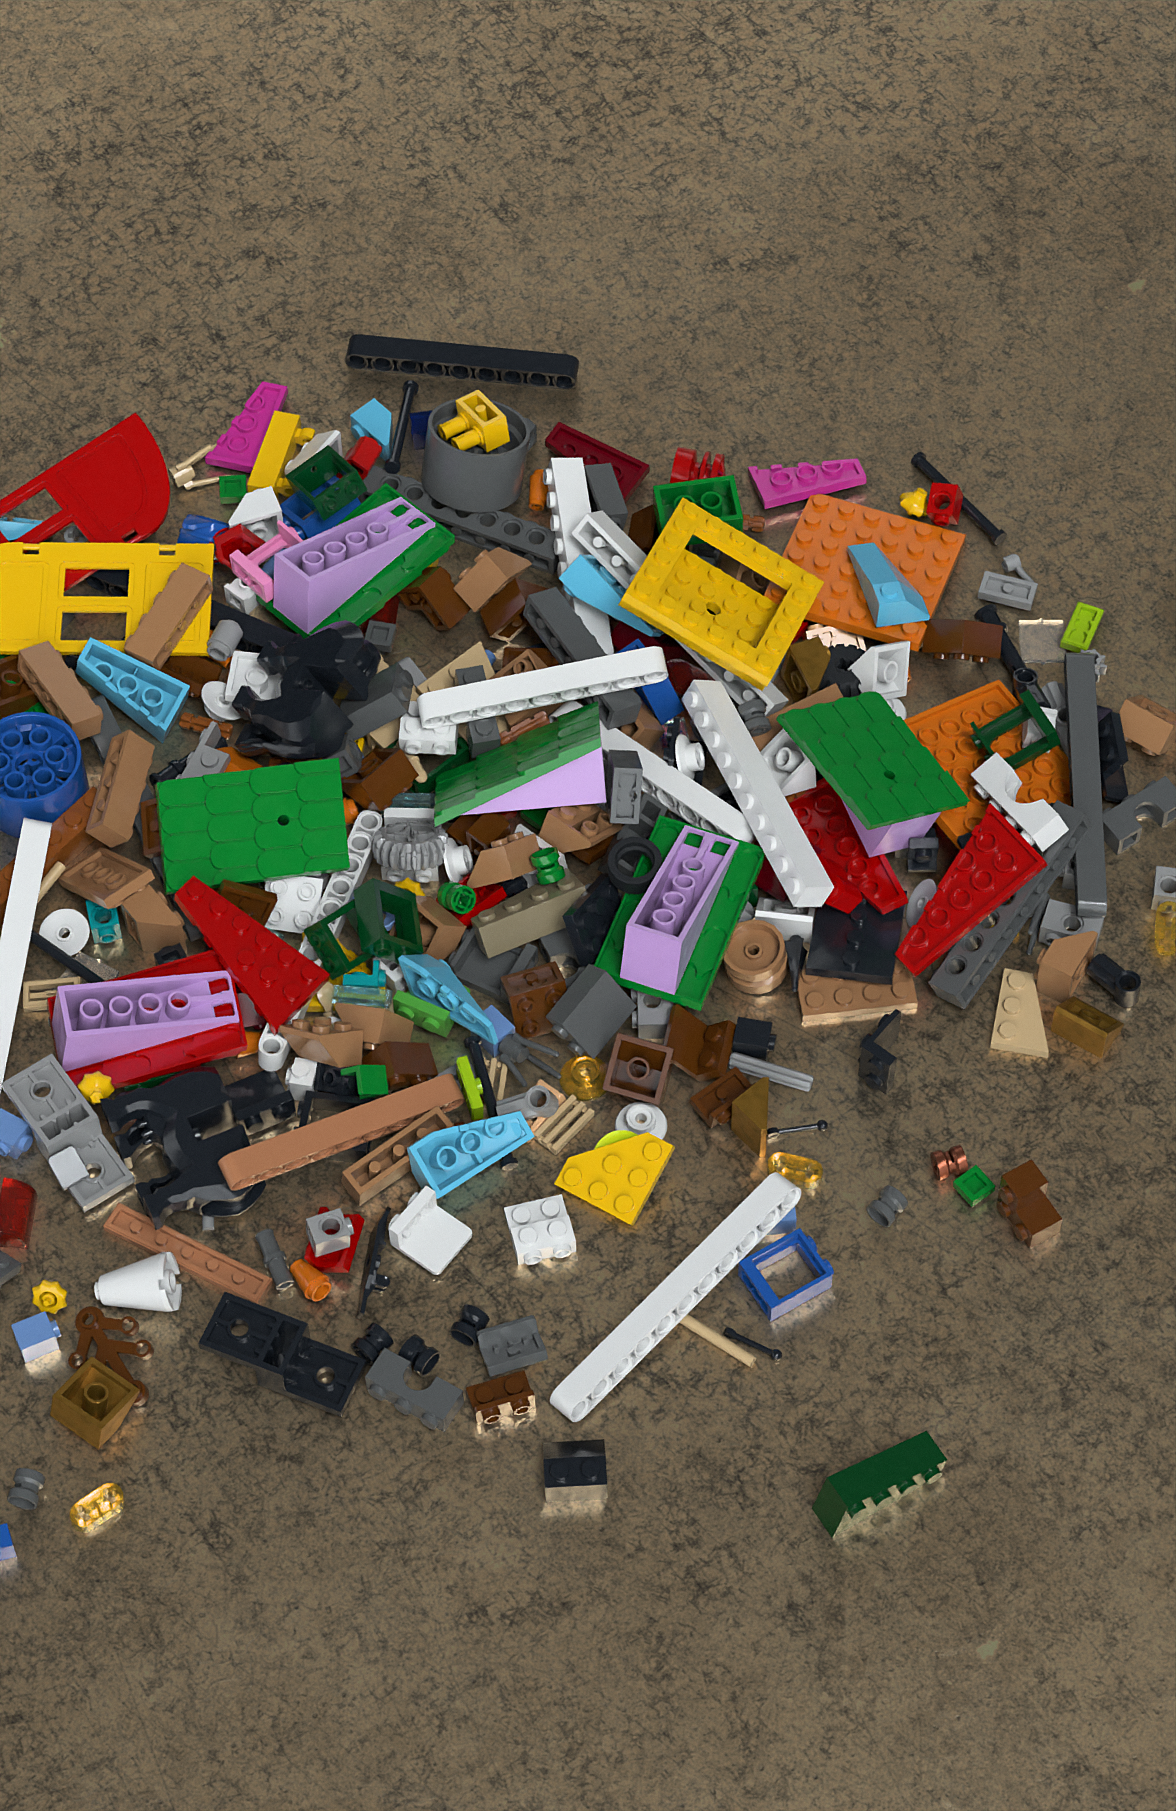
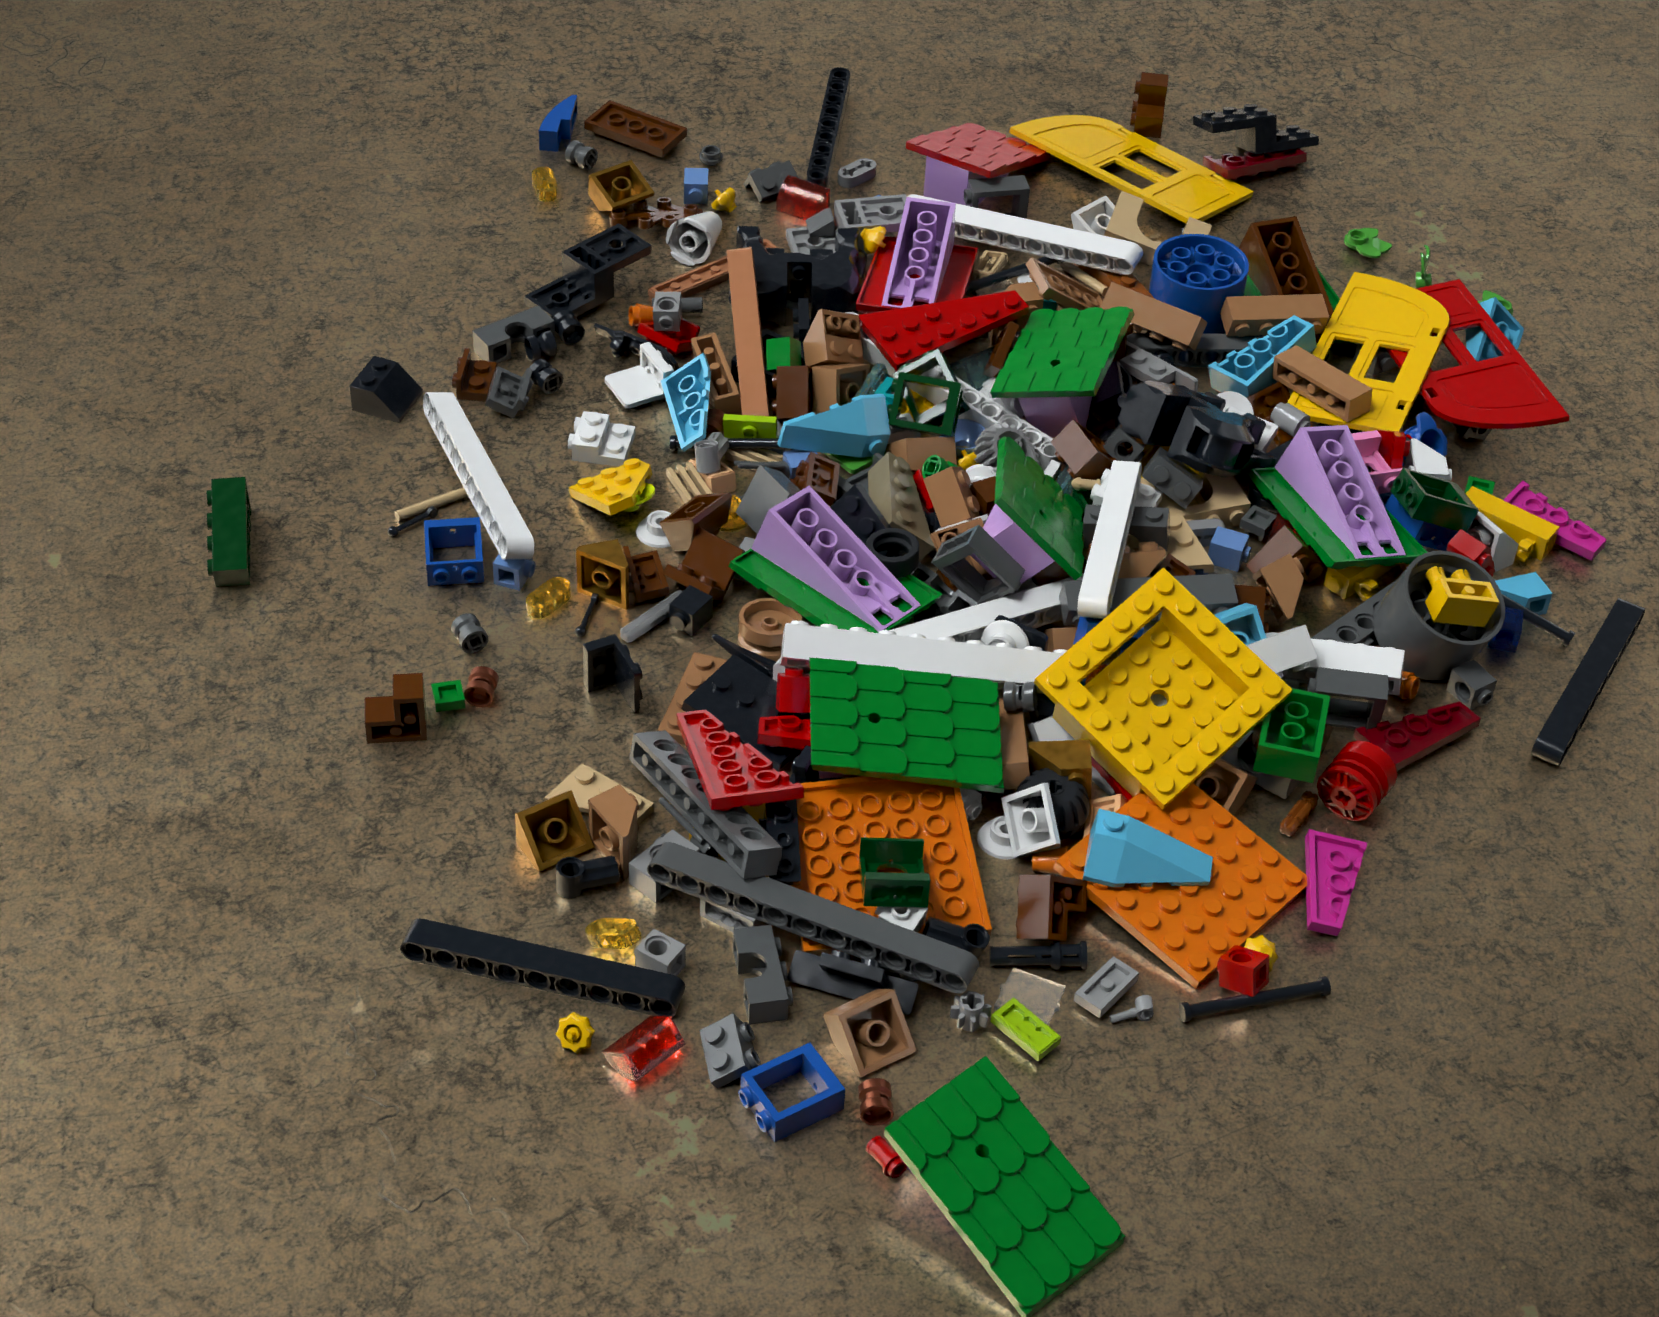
camera: 110 degrees right, 15 degrees down
(183, 472) = (1510, 467): tan plant -> none
(428, 651) = (1229, 549): none -> medium blue brick
(547, 865) = (931, 516): green wheel -> none
(1036, 820) = (831, 824): white arch -> none

